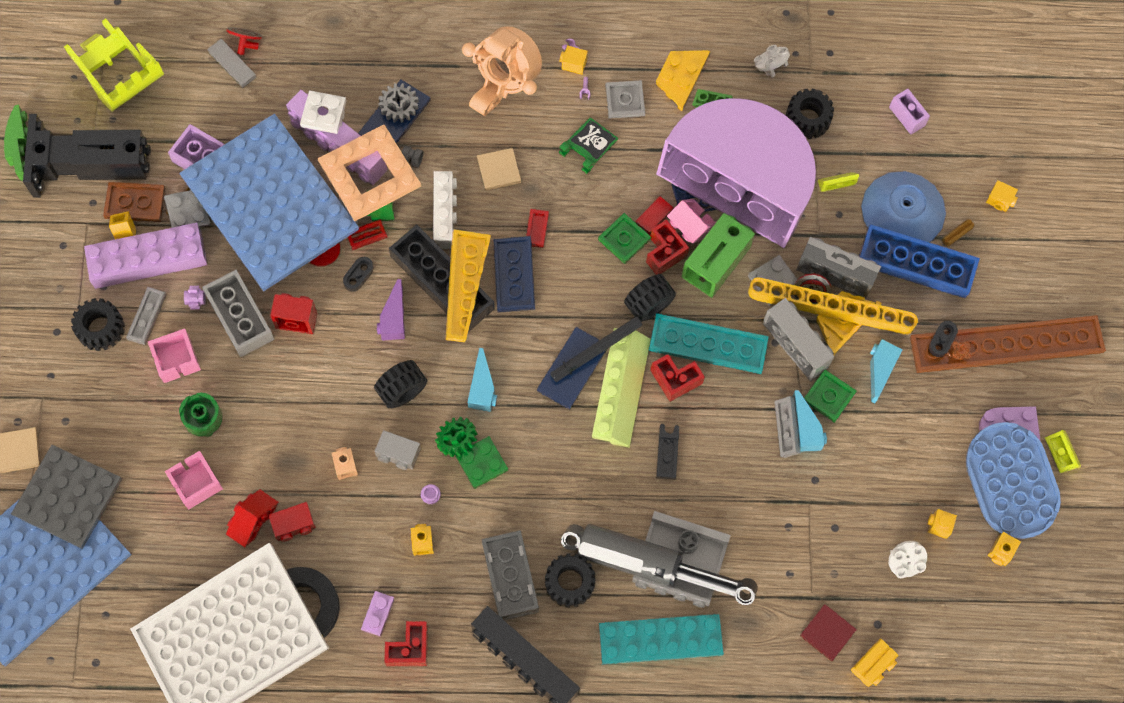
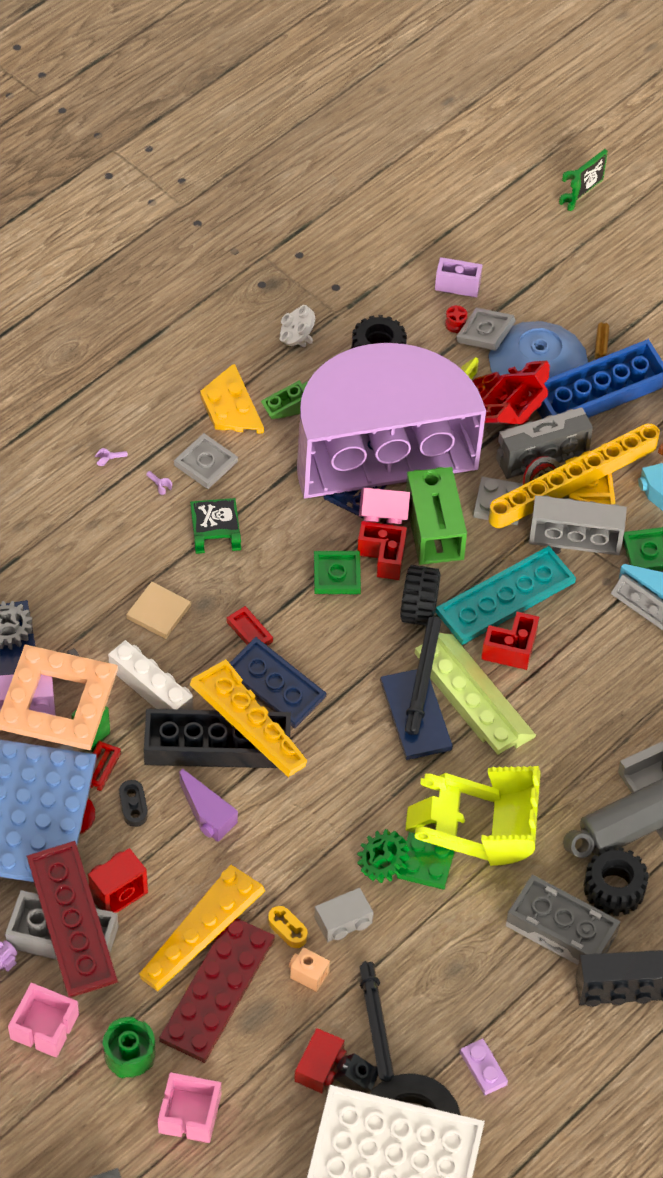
camera: 45 degrees left, 15 degrees down
(238, 312) = (72, 919): none -> dark red plate
(250, 516) = (280, 1083): red brick -> none
(287, 426) = (216, 989): none -> dark red plate
(305, 556) = (356, 1073): none -> black brick
(323, 381) = (213, 913): none -> yellow wing
(341, 533) = (376, 1020): none -> black axle
(367, 427) = (283, 930): none -> yellow beam
(400, 384) = (287, 853): black tyre -> none
(411, 652) = (551, 1060): red brick -> none
(422, 540) = (452, 968): yellow brick -> none
(430, 494) = (413, 926): lavender plate -> none
(482, 389) = (354, 794): medium azure slope -> none
(517, 445) = (514, 818): none -> neon yellow piece
(520, 56) = (65, 485): light nougat piece -> none
(574, 59) = (123, 464): yellow brick -> none
(654, 215) = (339, 532): red tile -> none
(667, 453) = (573, 709): black plate -> none
(843, 216) = (513, 396): none -> red wedge
(879, 133) = (455, 313): none -> red wheel
(889, 161) = (486, 329): none -> light grey plate
(1002, 196) = (604, 284): yellow brick -> none
(1067, 113) = (584, 179): none -> flag

